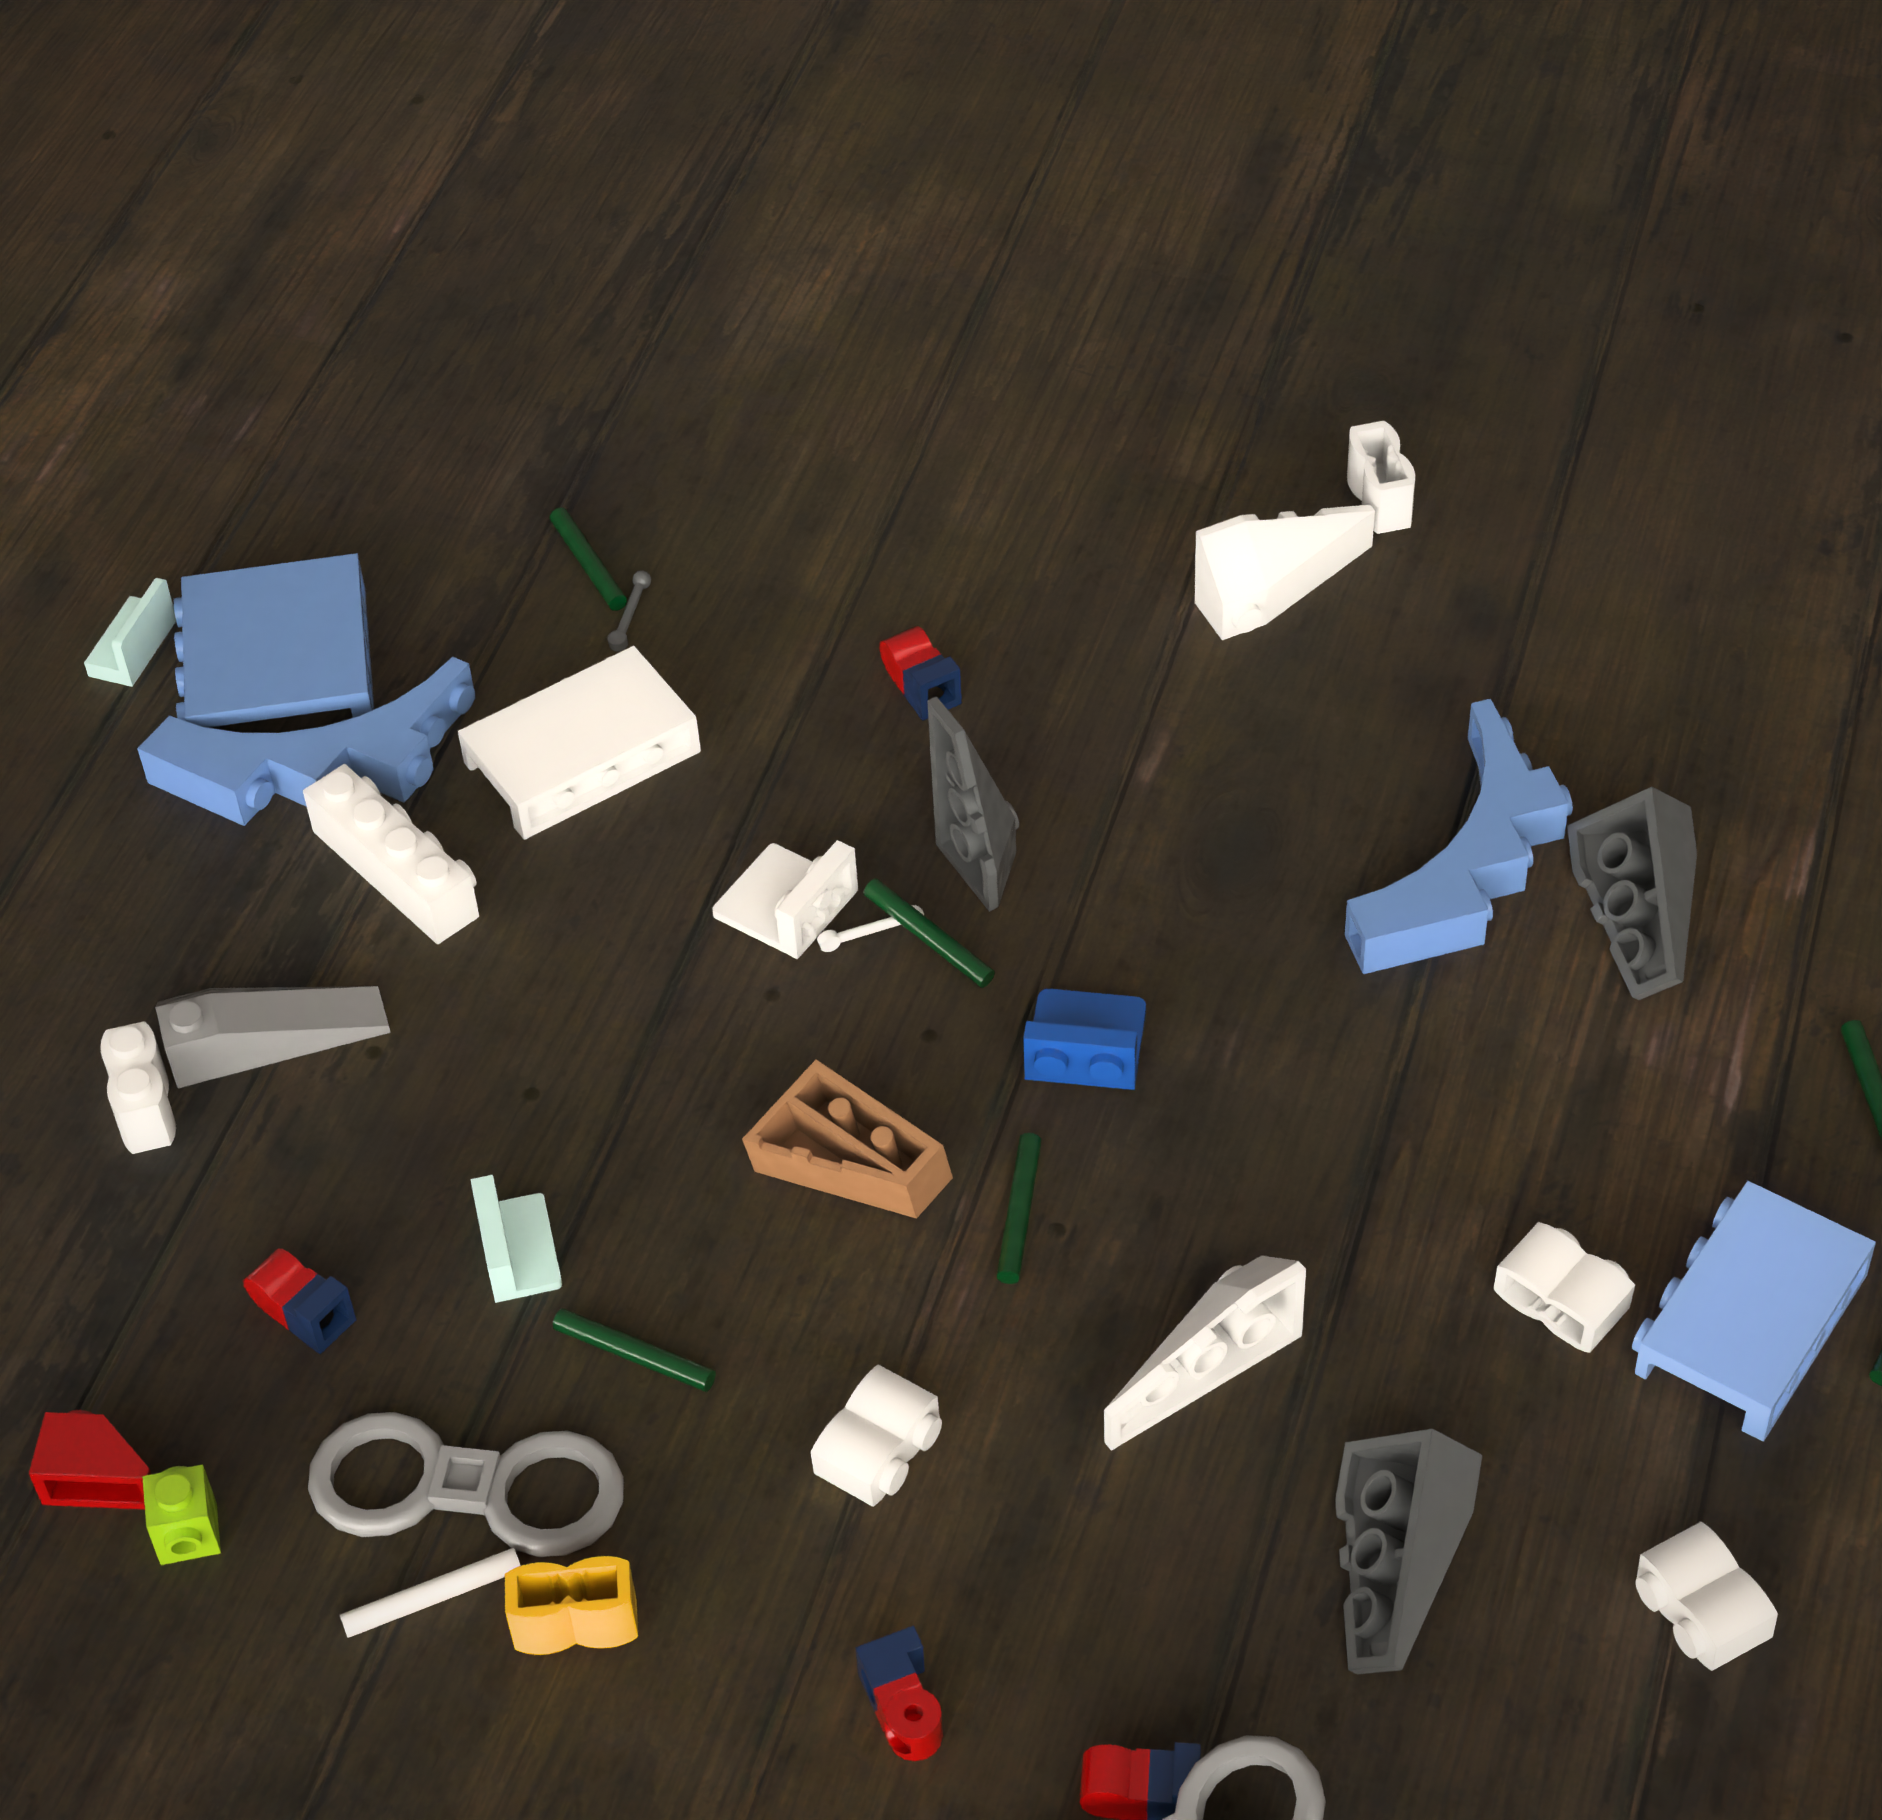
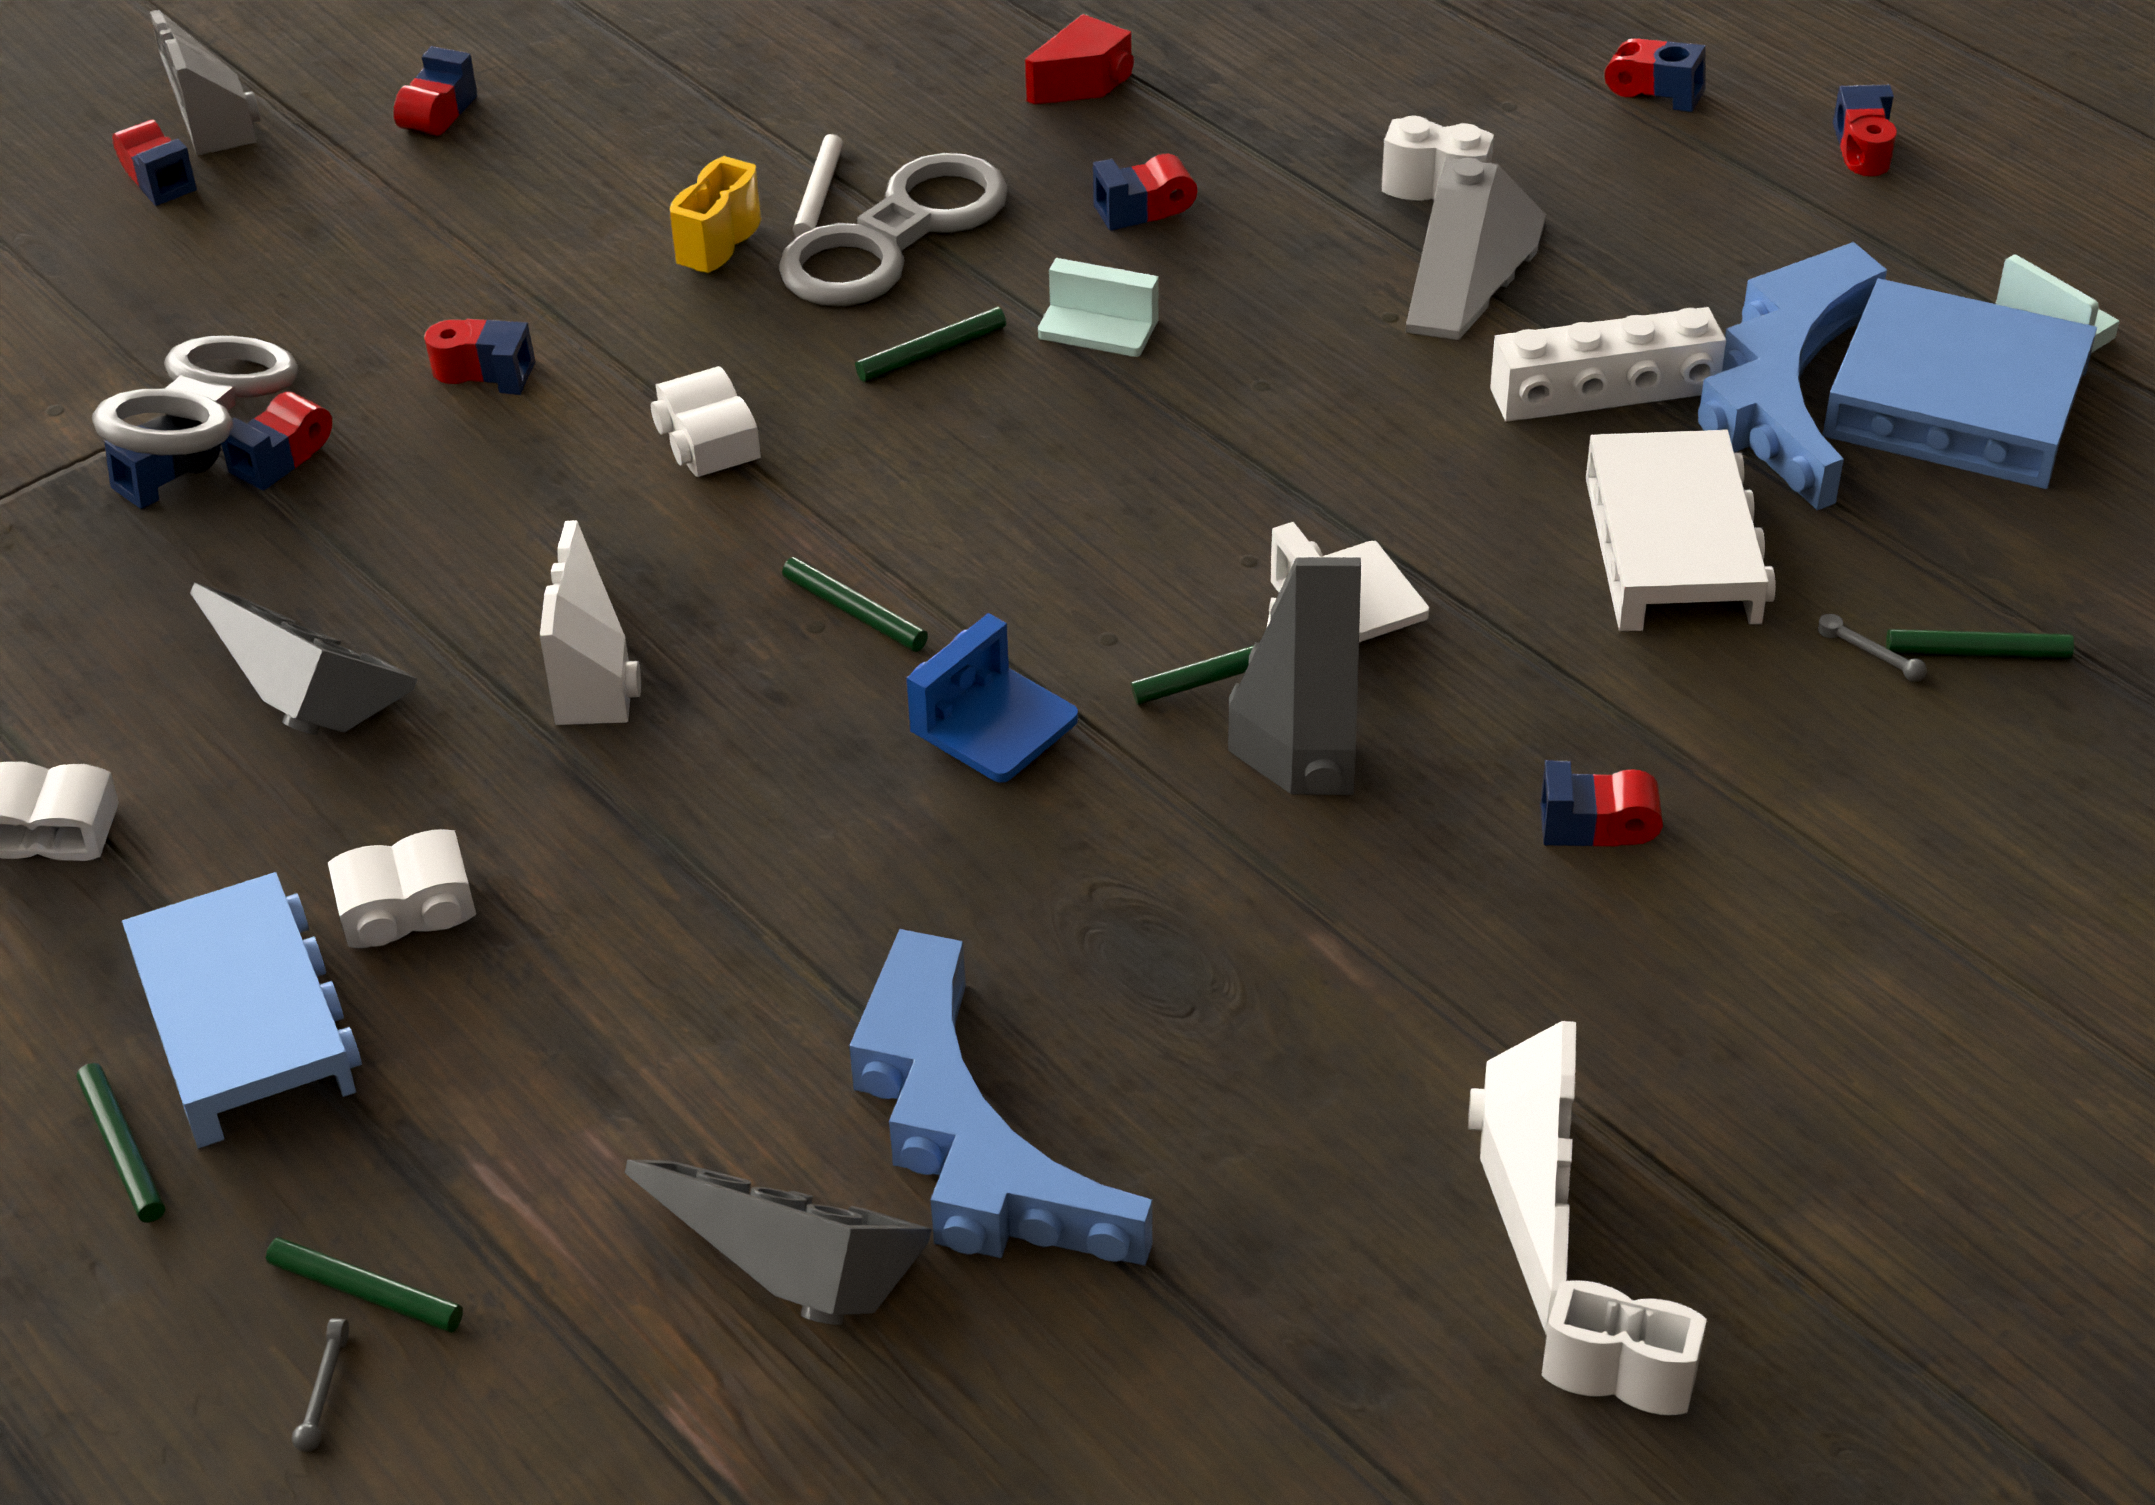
camera: 120 degrees right, 5 degrees down
(181, 1514) = (990, 82): lime brick -> none
(847, 1145) = (996, 503): medium nougat wedge -> none

